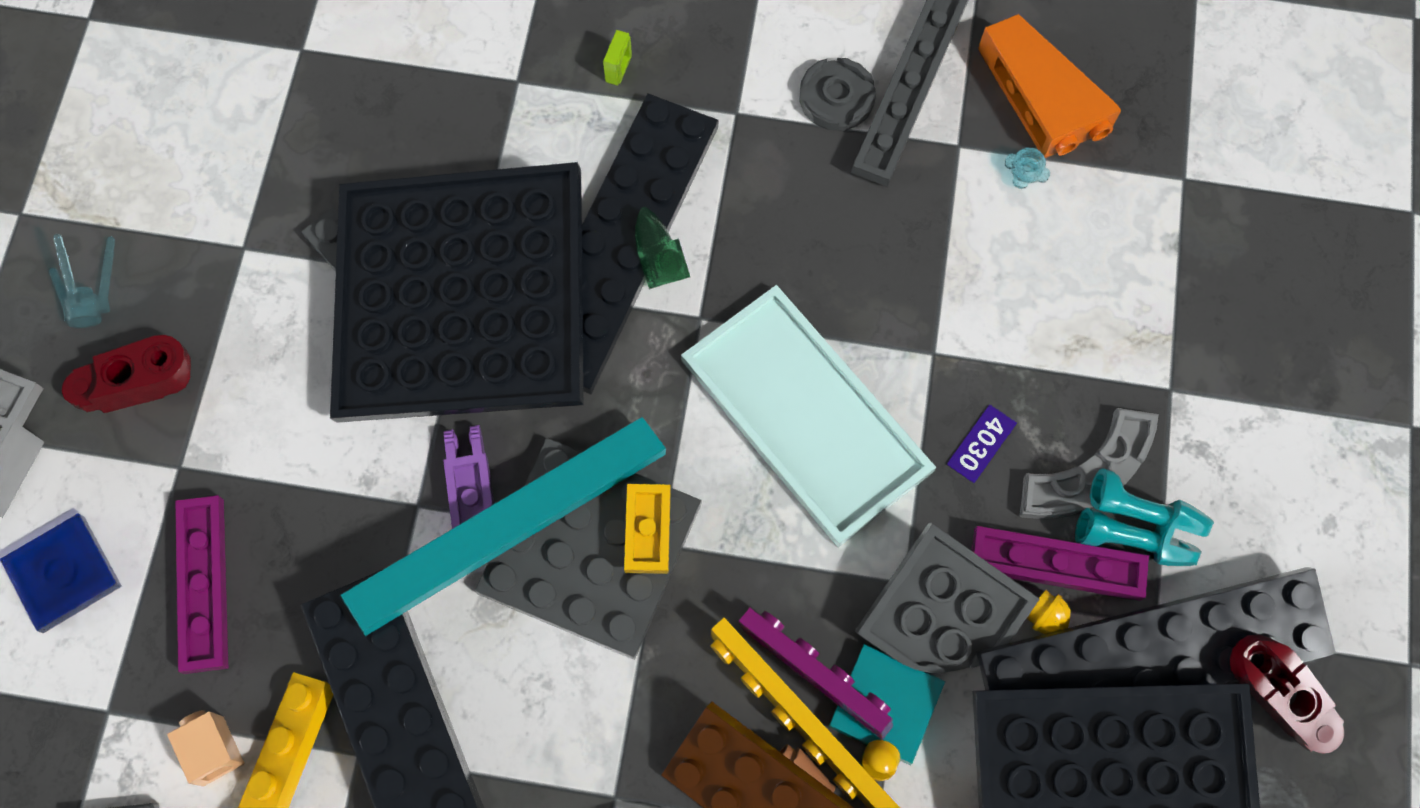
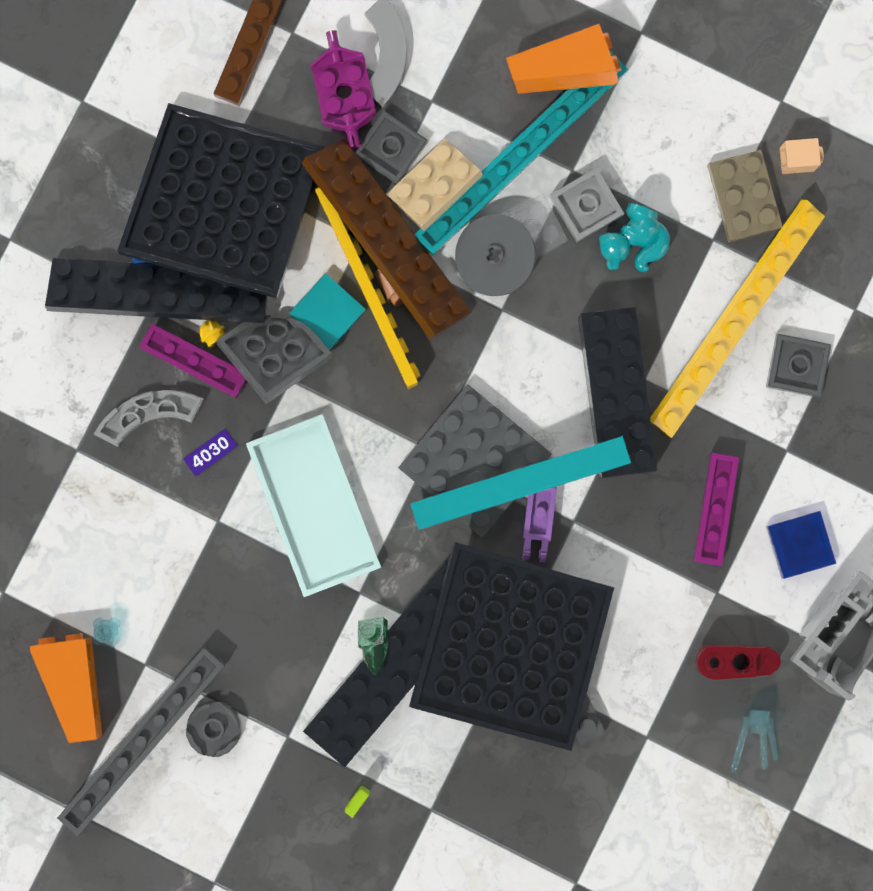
camera: 160 degrees left, 15 degrees up
(205, 747) = (731, 408): light nougat brick -> none
(647, 528) = (436, 454): yellow plate -> none
(831, 682) = (369, 349): magenta plate -> none
(880, 760) = (343, 279): yellow hinge -> none
(1110, 496) = (115, 360): teal piece -> none
(1311, 716) = (87, 225): dark red piece -> none

